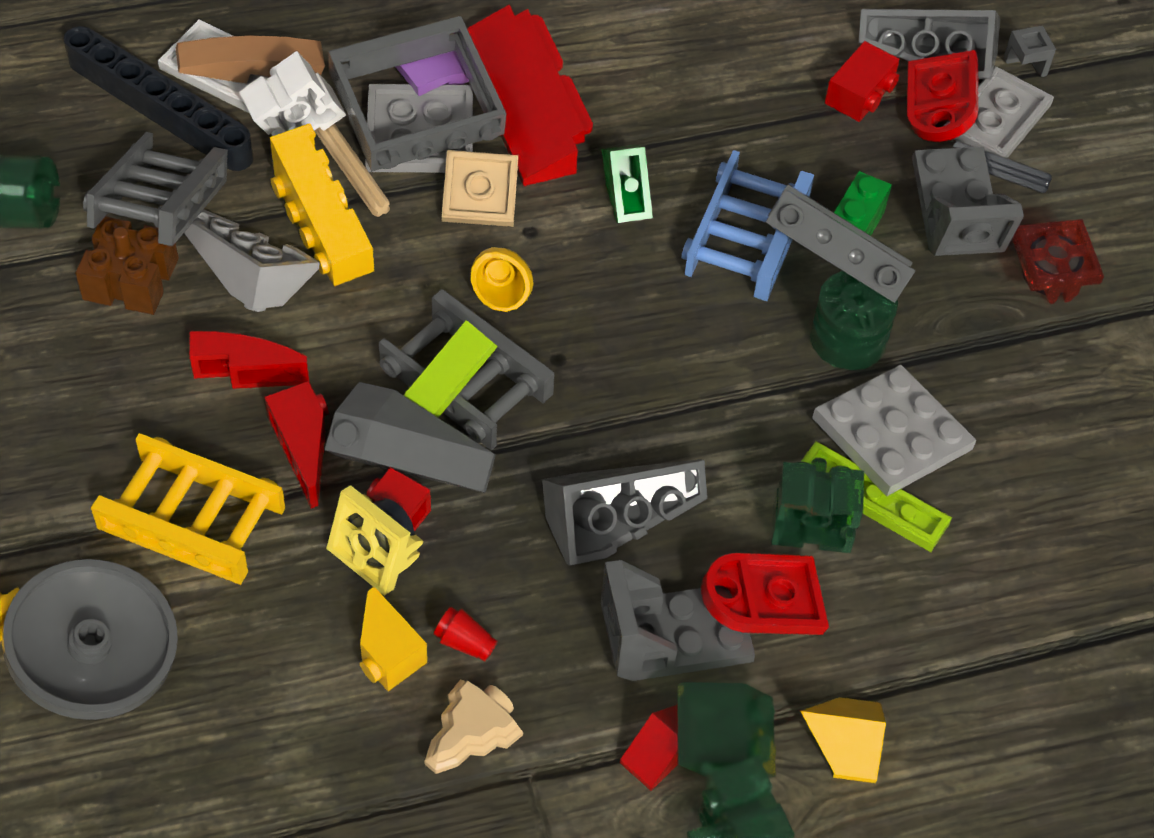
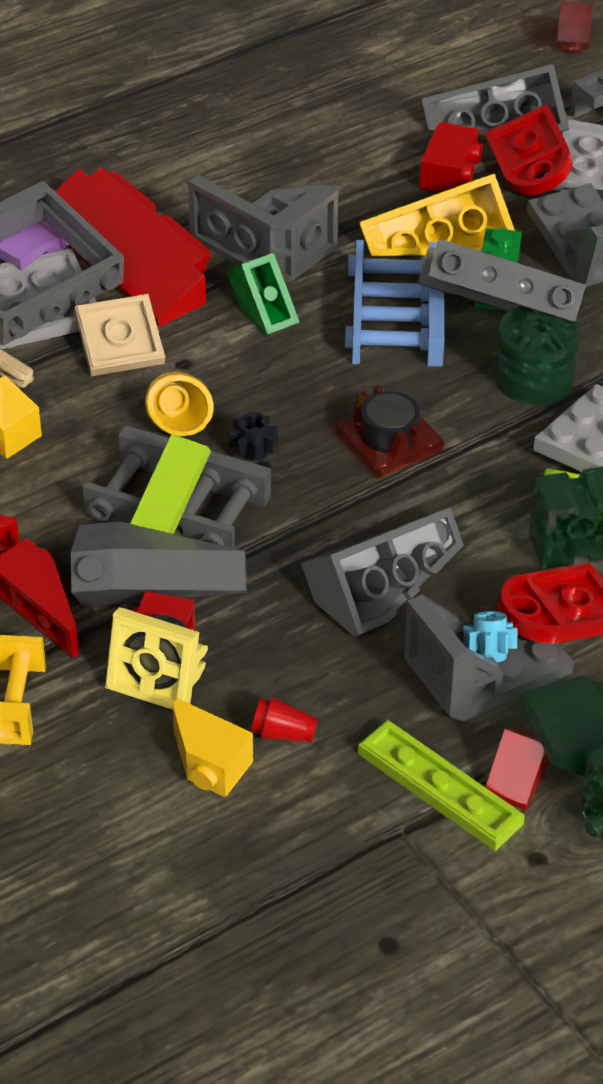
camera: 15 degrees left, 10 degrees down
(472, 726) = (328, 796): tan rock -> none
(558, 330) = (253, 436): none -> black gear
(583, 742) = (441, 785): none -> lime tile
(679, 612) = (491, 635): none -> medium azure gear
(681, 130) = (289, 222): none -> dark grey bracket
(685, 361) = (390, 432): none -> piece
(827, 149) = (453, 216): none -> yellow wedge

